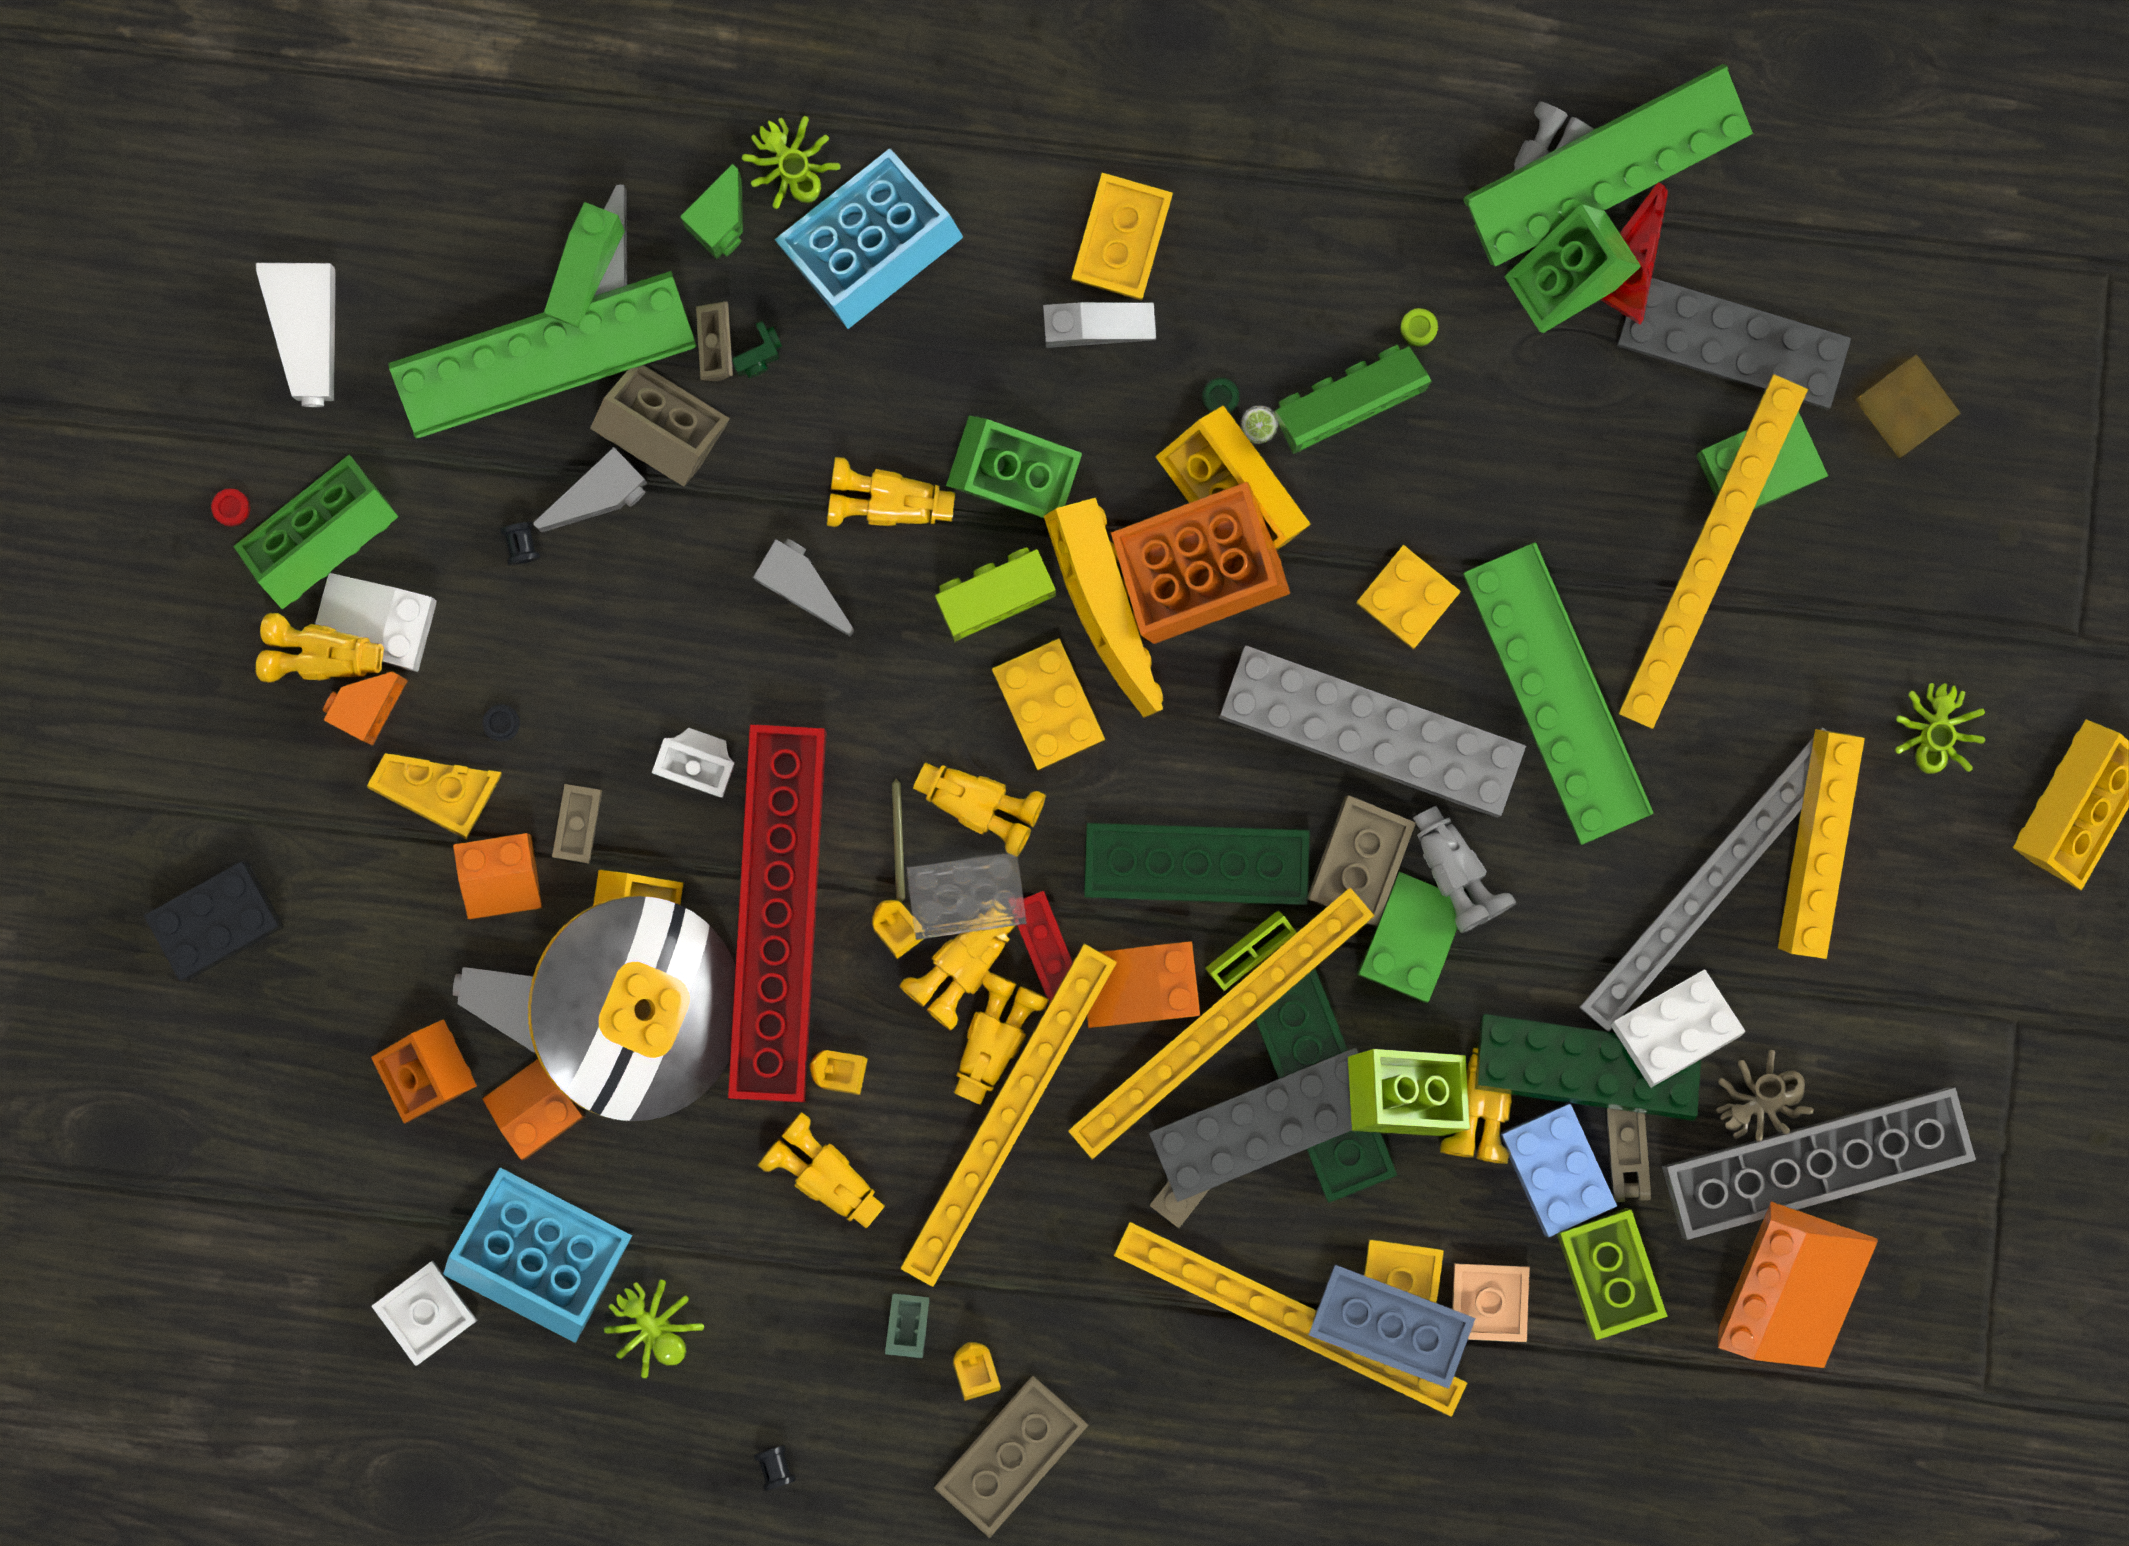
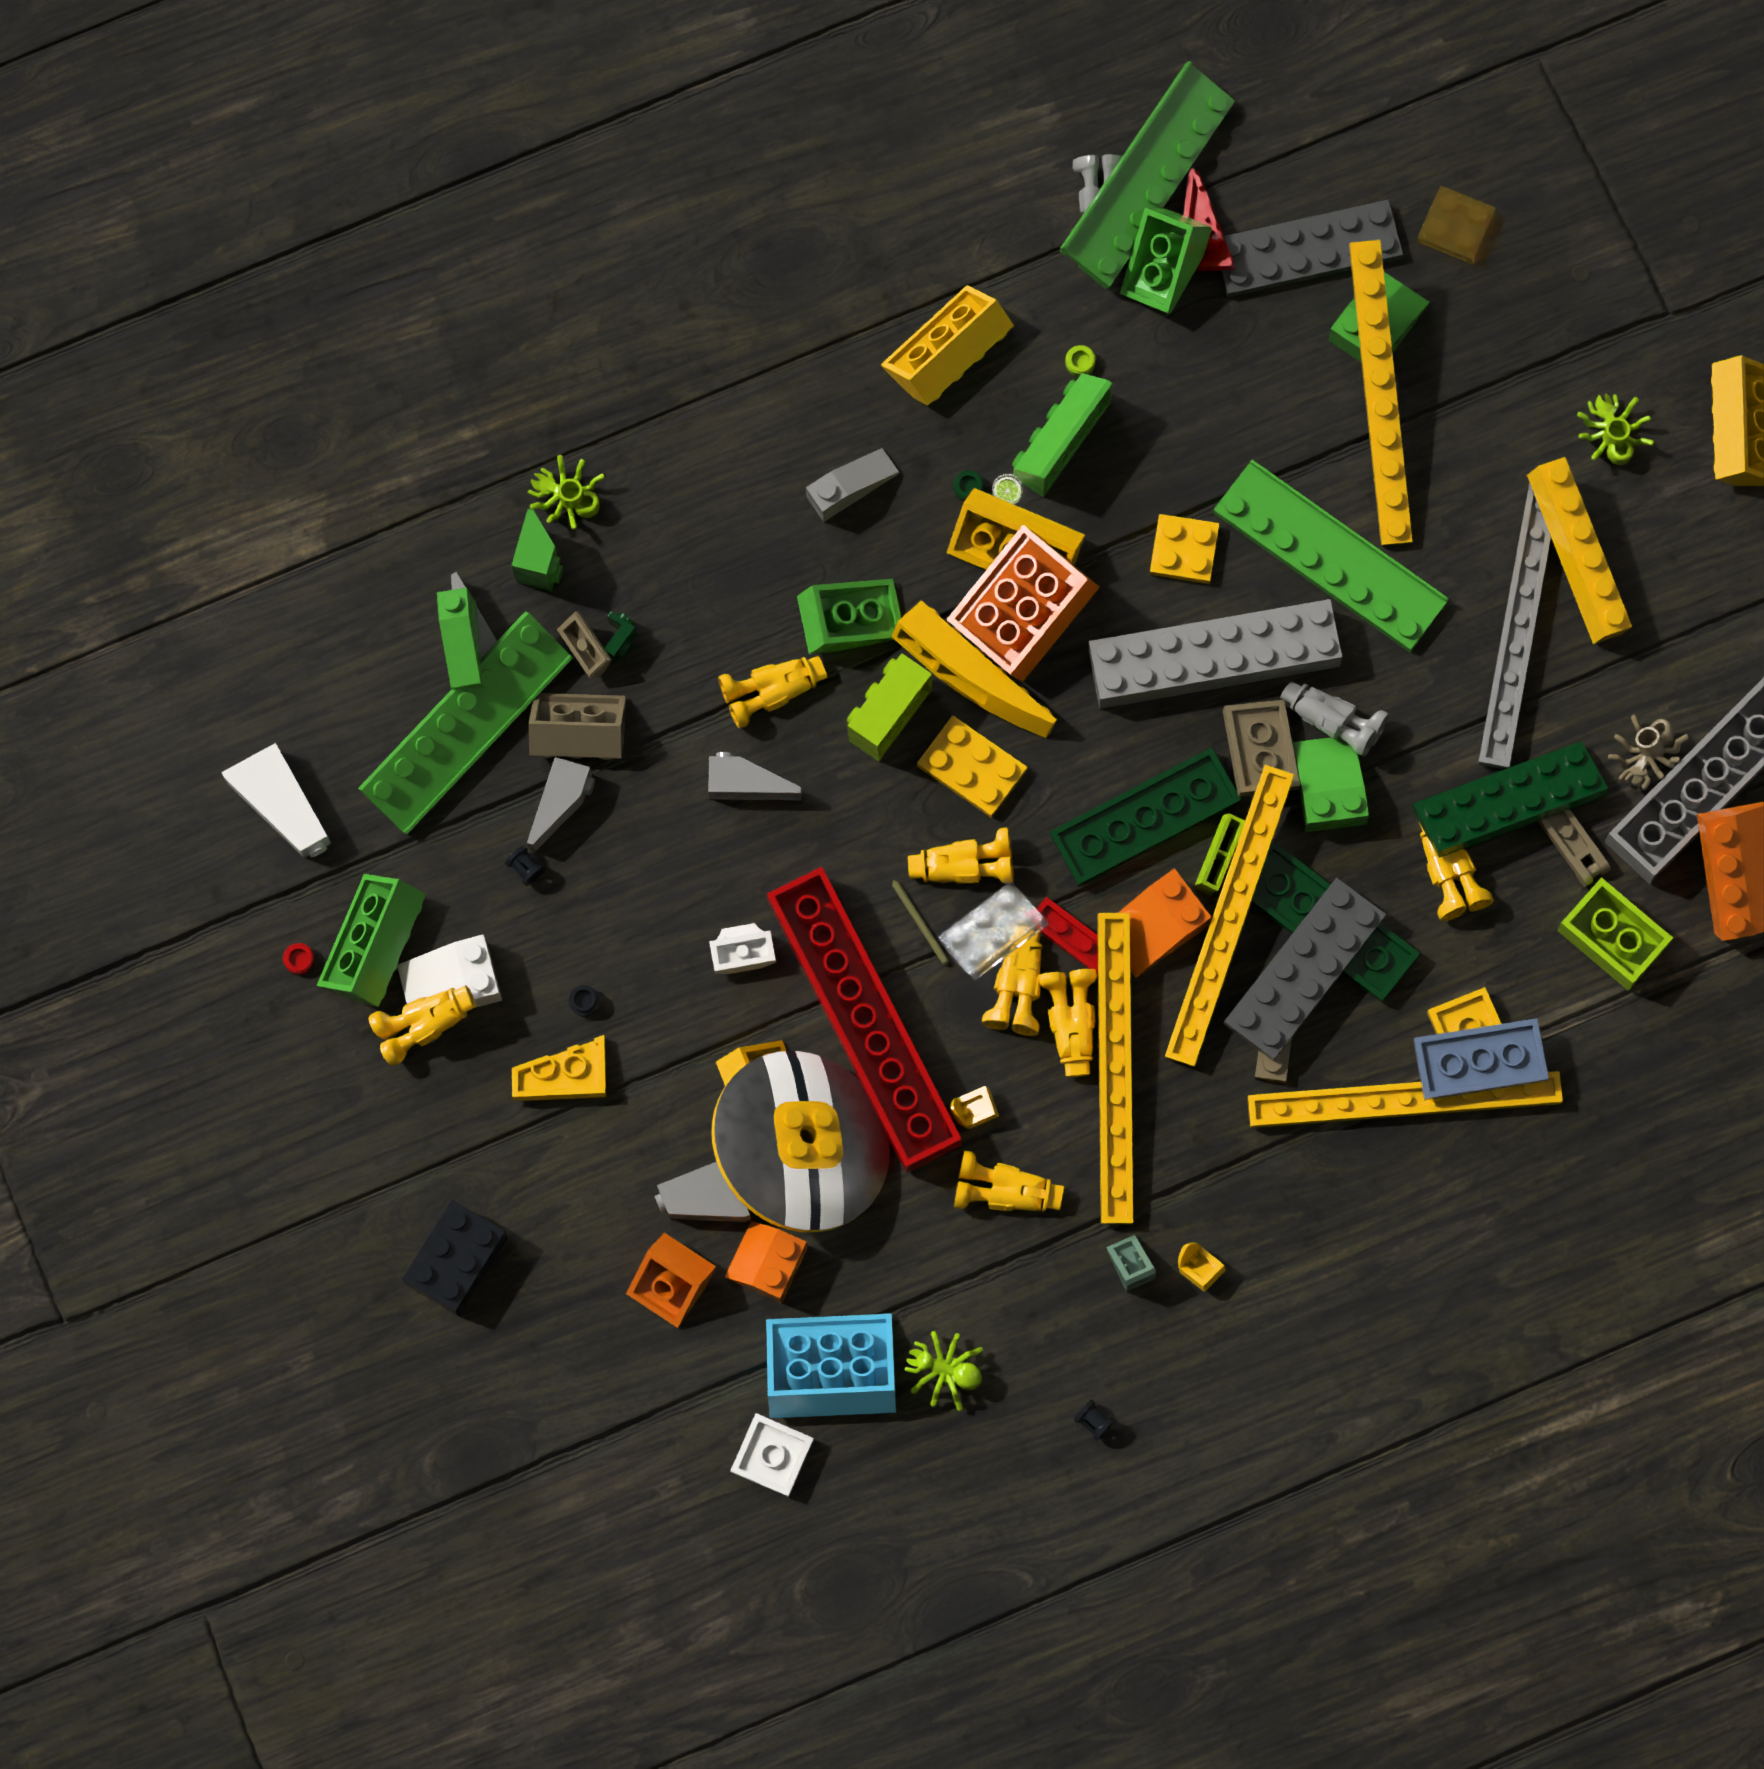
camera: 20 degrees left, 10 degrees down
(364, 705) = (477, 1040): orange slope -> none
(498, 875) = (644, 1108): orange slope -> none
(577, 823) = (680, 1040): dark tan plate -> none
(869, 238) = (654, 514): medium azure slope -> none
(894, 927) = (954, 982): yellow plate -> none
(1011, 1456) = (1261, 1315): dark tan tile -> none
(1122, 236) = (833, 414): yellow plate -> none
(1287, 230) = (948, 344): none -> yellow slope
(1408, 1092) = (1393, 885): lime brick -> none
(1495, 1298) = (1543, 998): light nougat plate -> none
(1557, 1170) = (1532, 884): light blue brick -> none
(1677, 1028) = (1557, 736): white plate -> none

